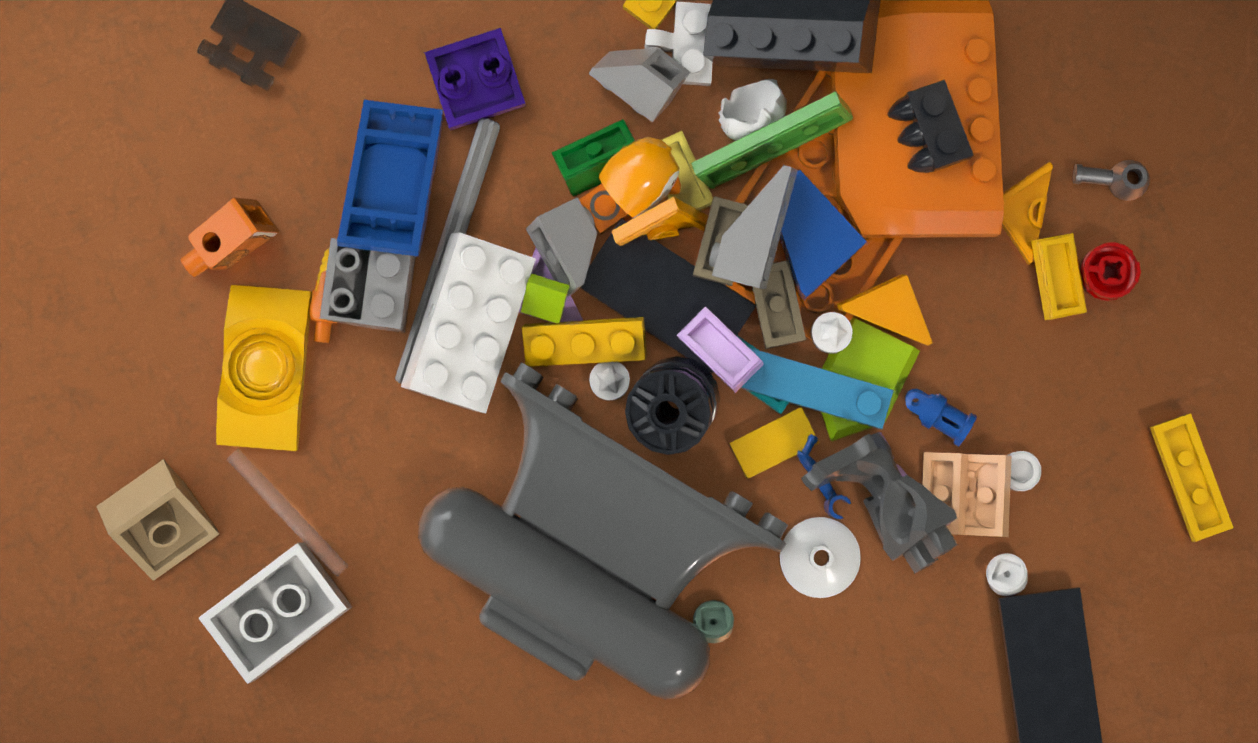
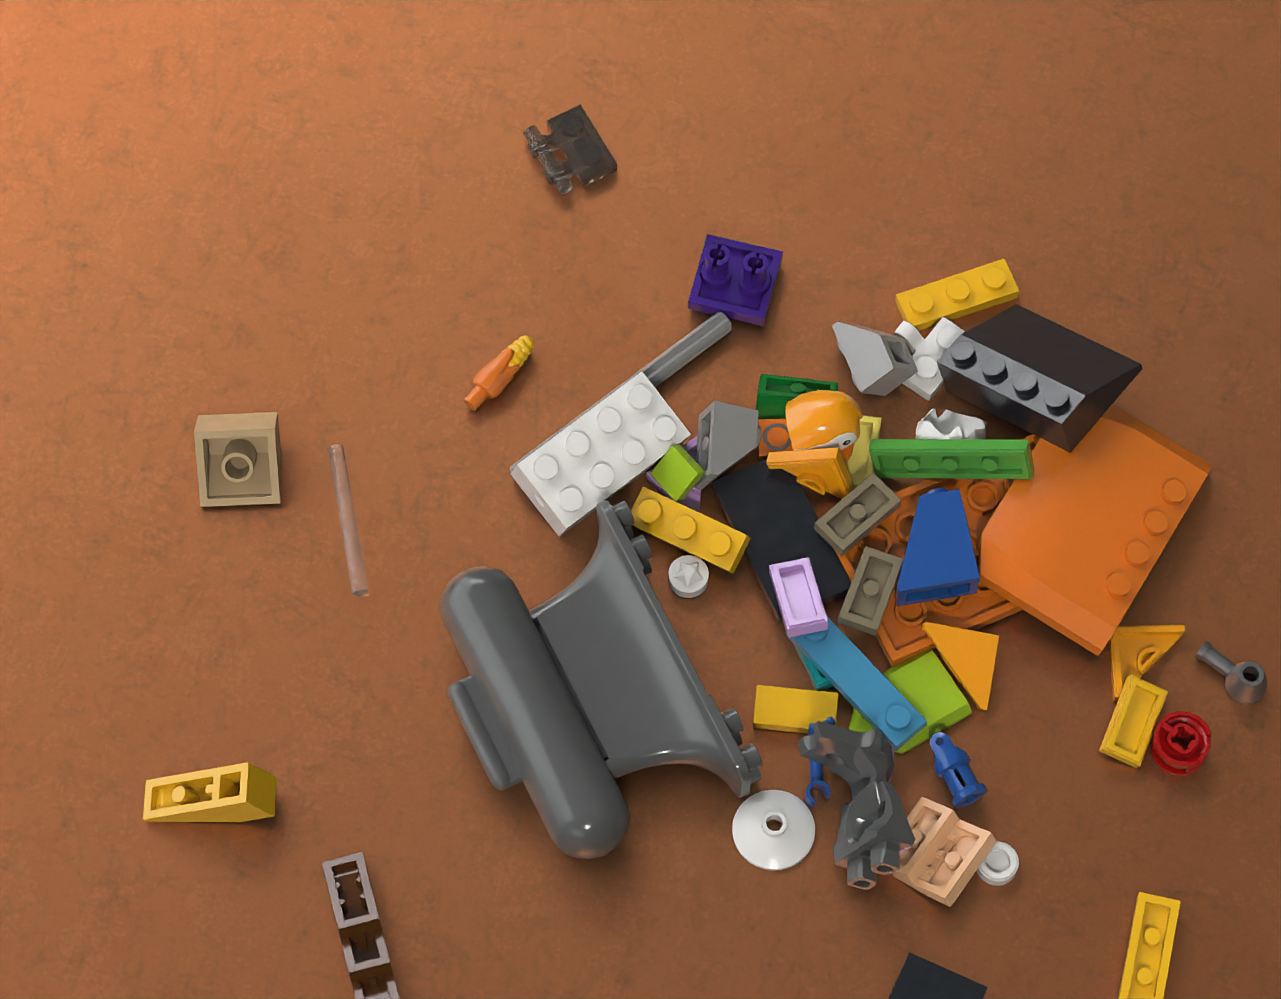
camera: 30 degrees right, 20 degrees down
(228, 236) = (452, 276): orange torso -> none
(263, 368) = (406, 398): yellow slope -> none
(275, 612) = (283, 583): white brick -> none
(367, 288) = (539, 380): light grey slope -> none
(391, 178) = (615, 309): blue slope -> none
(659, 424) = (728, 615): black wheel -> none
(714, 620) = (646, 821): sand green tile -> none
(753, 238) = (886, 512): light grey slope -> none
(831, 332) = (903, 643): white tile -> none
(934, 127) = (1097, 525): black plate -> none
(1007, 574) = (929, 939): white tile -> none

